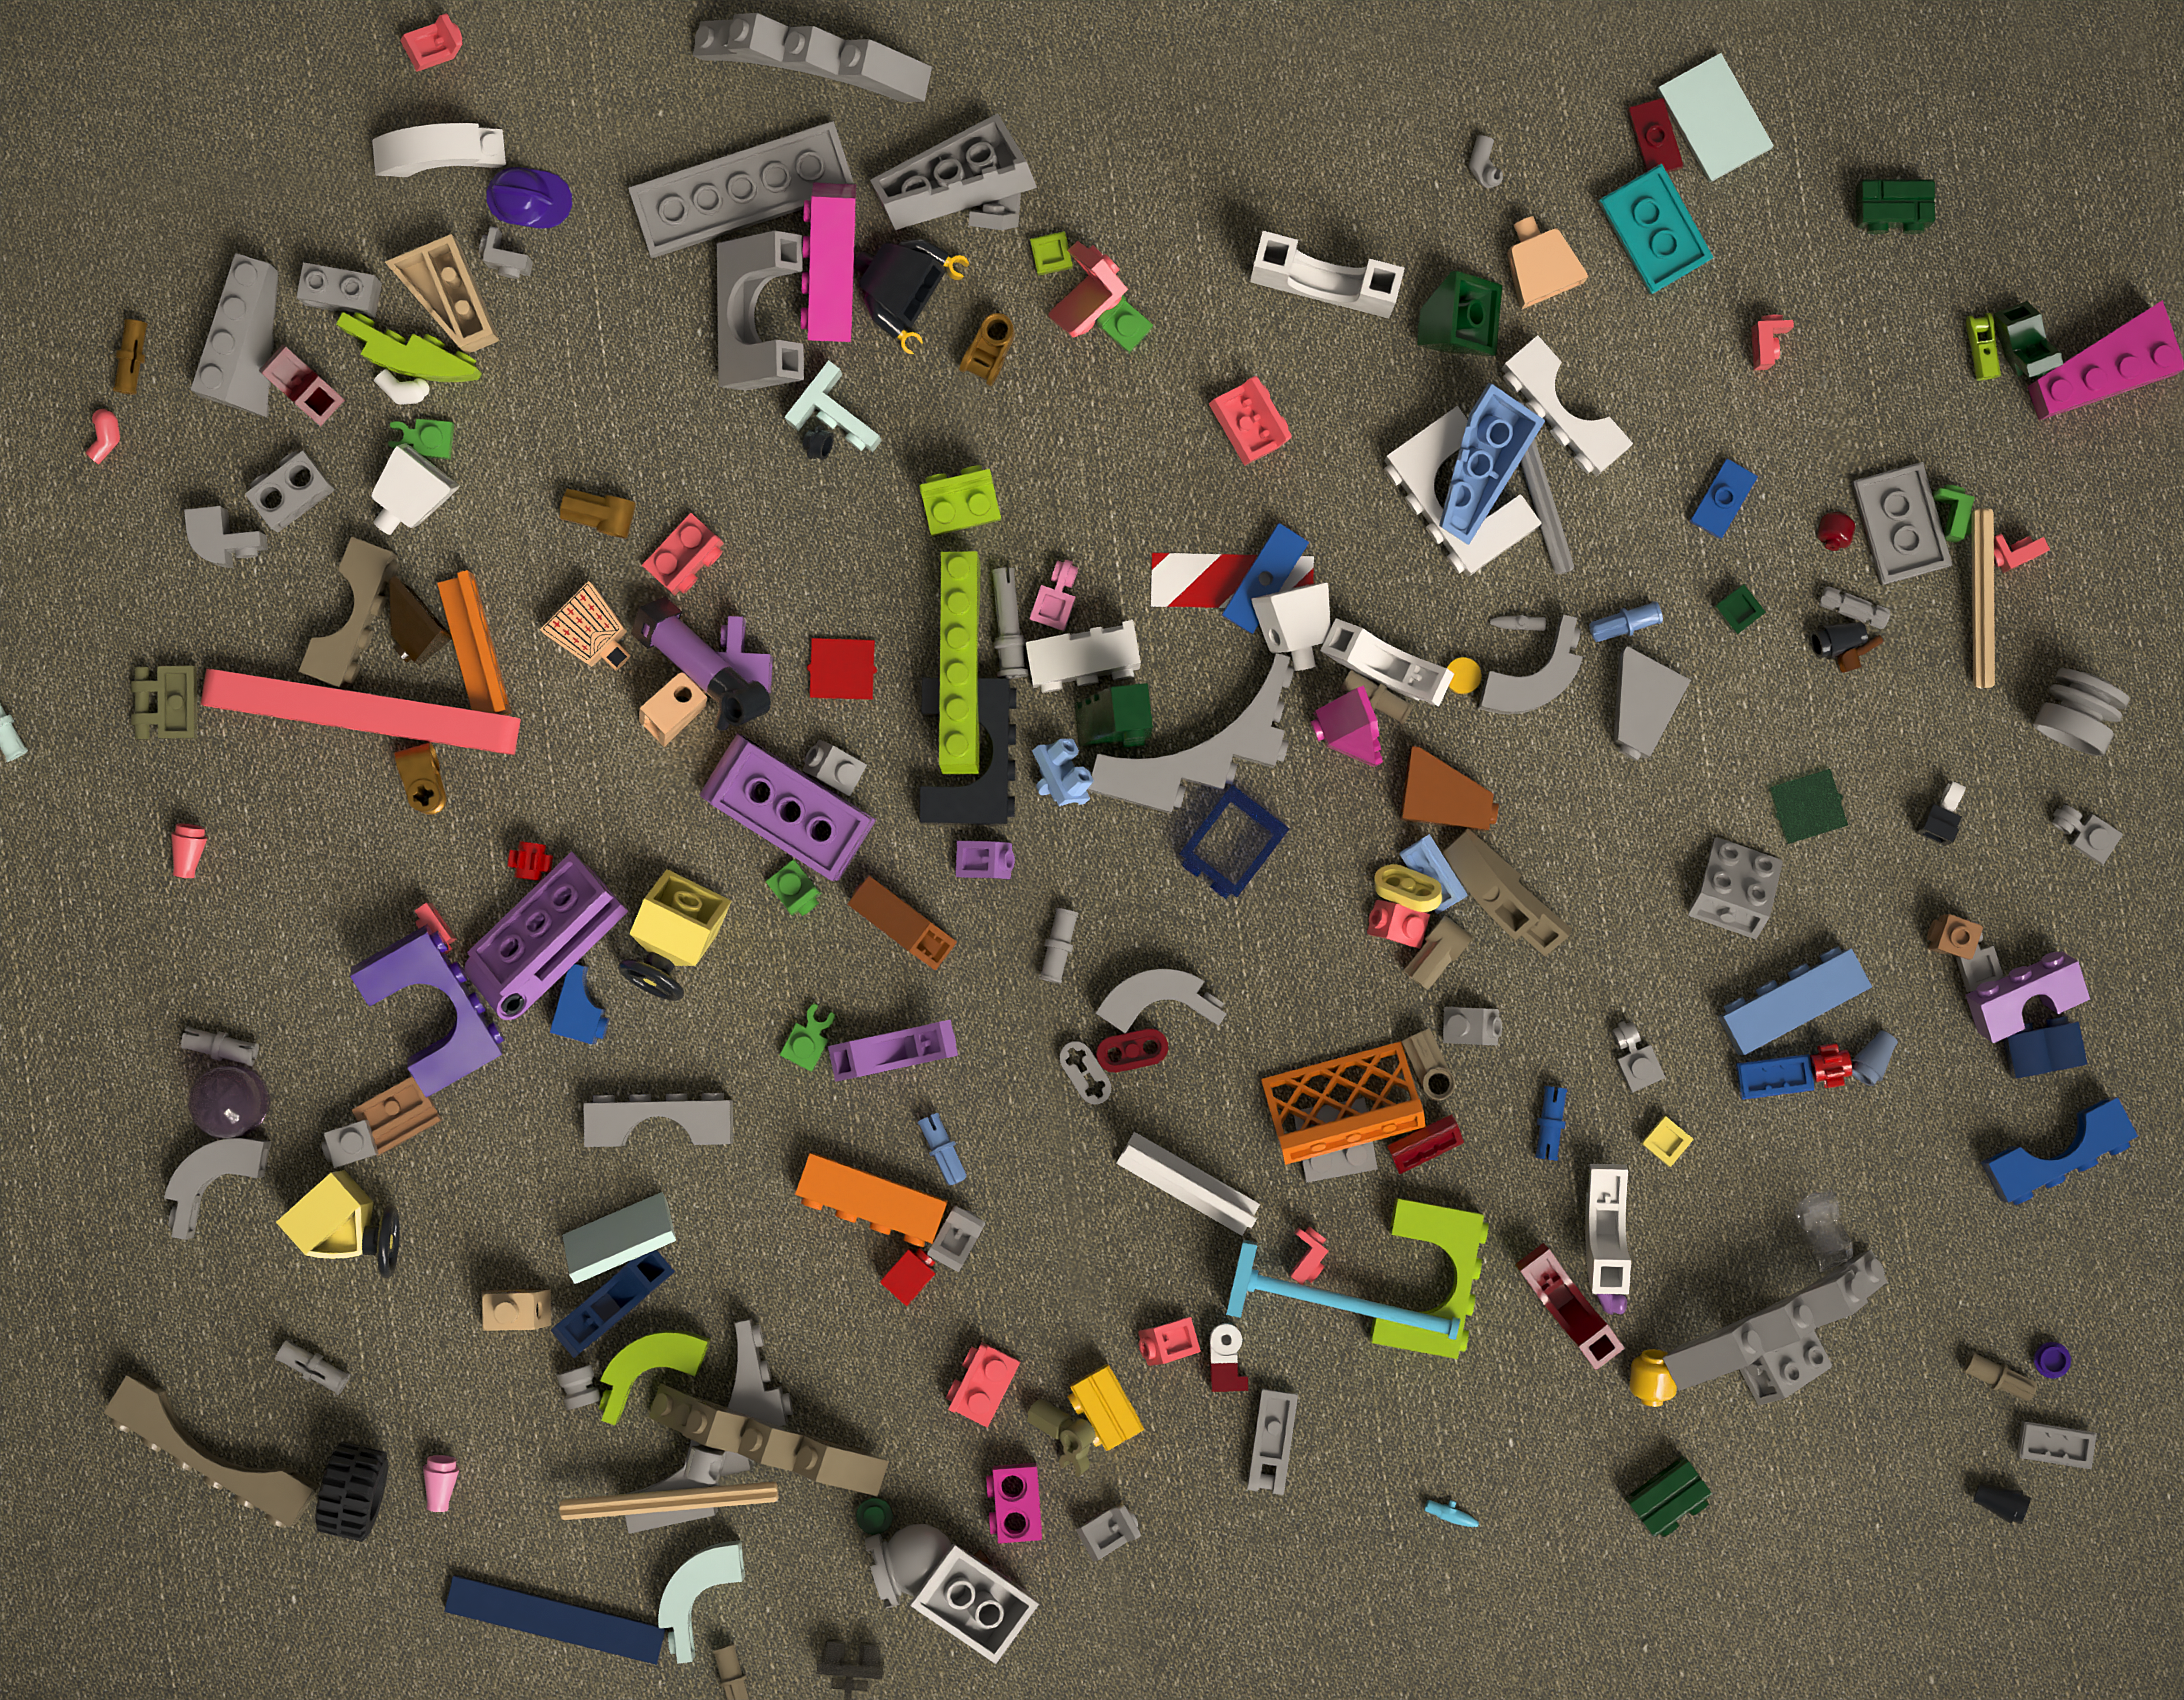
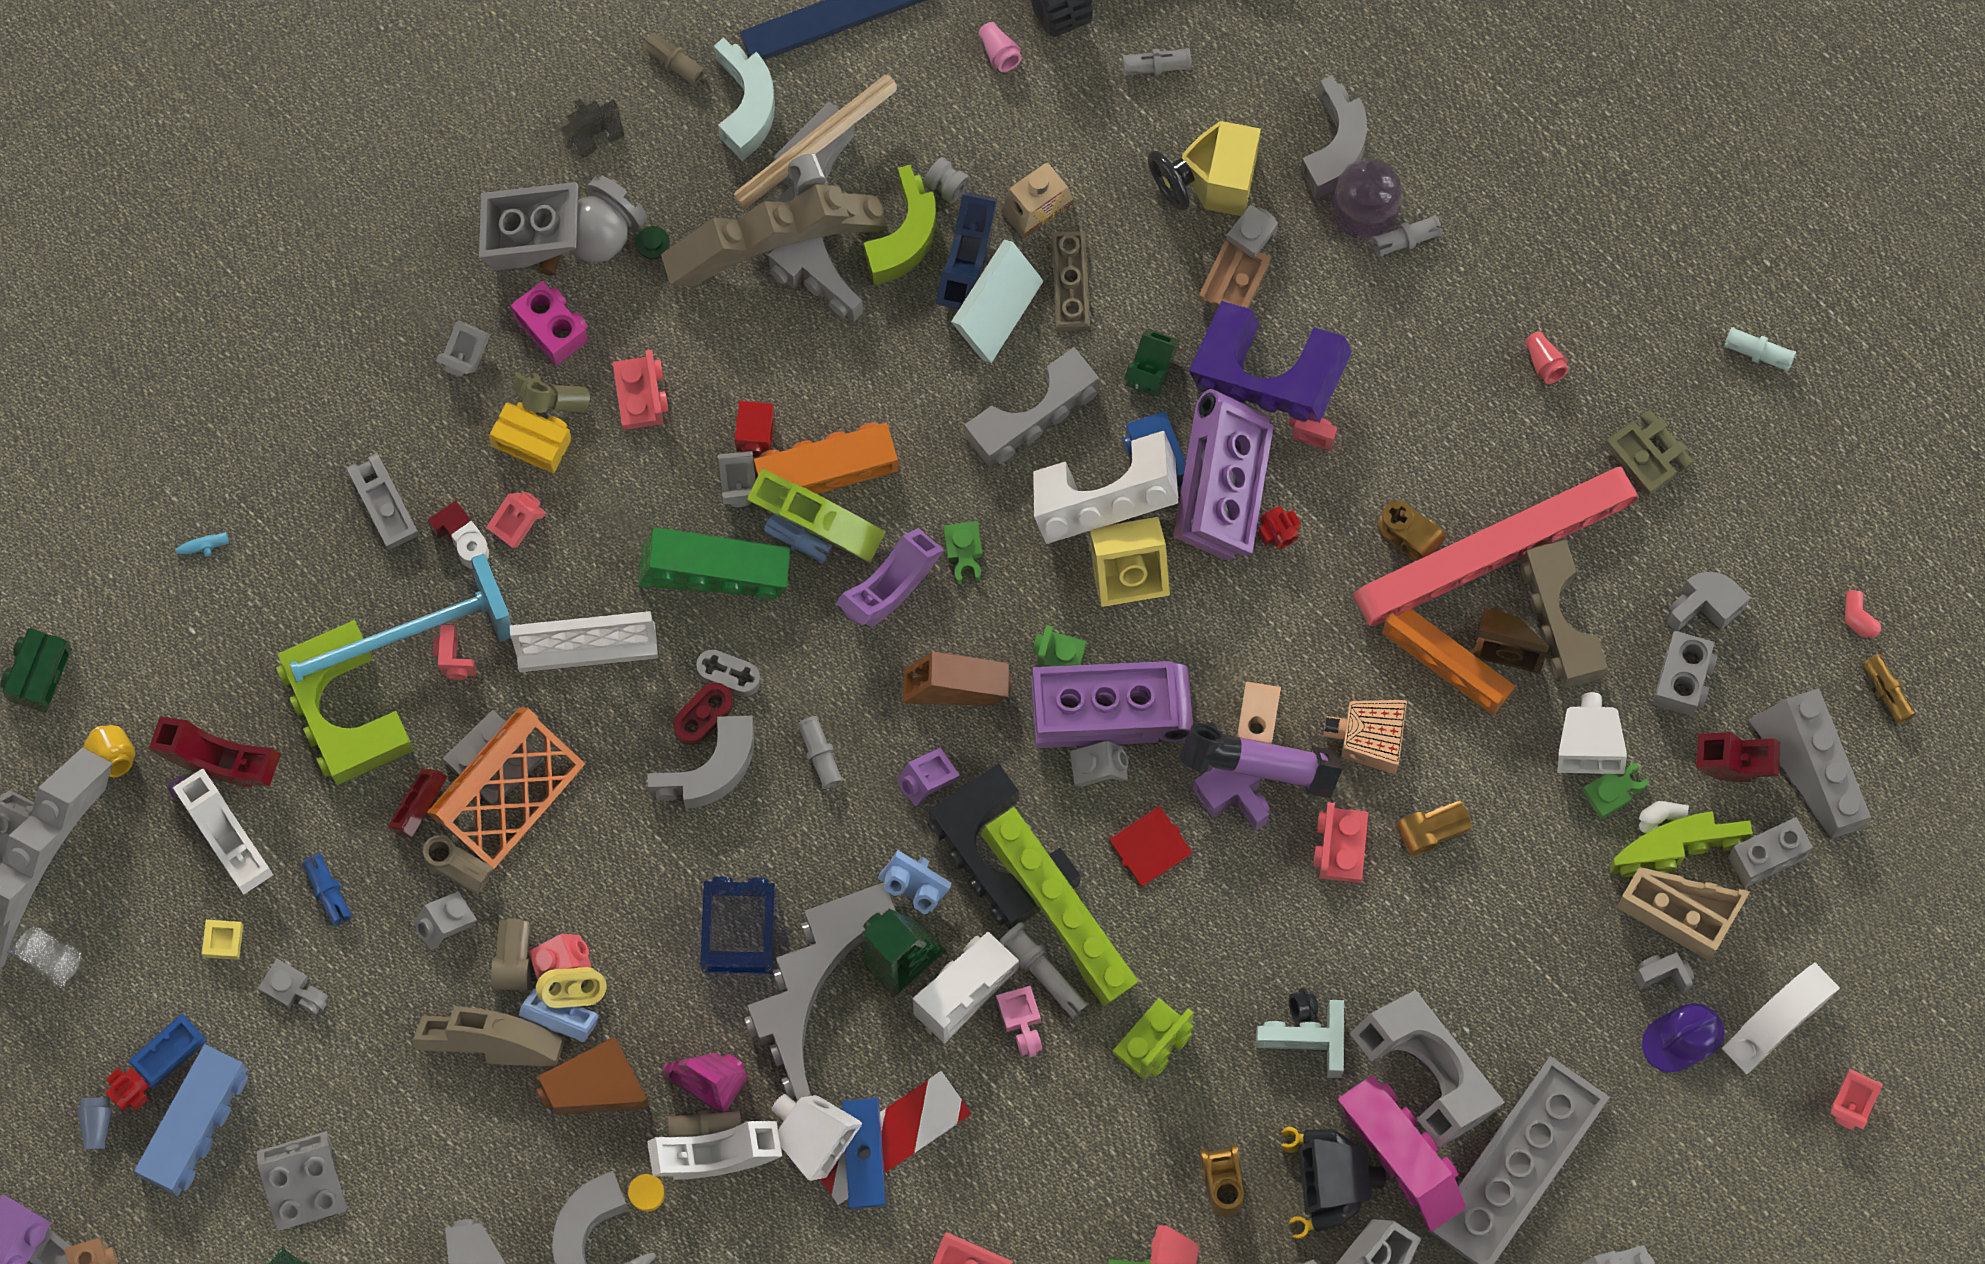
camera: 145 degrees right, 15 degrees down
(527, 1087) = (1151, 362): none -> dark green brick
(551, 1199) = (1070, 298): none -> dark tan tile
(626, 960) = (1145, 487): none -> white arch
(916, 1153) = (816, 515): none -> lime slope
(1032, 1174) = (712, 564): none -> green wedge

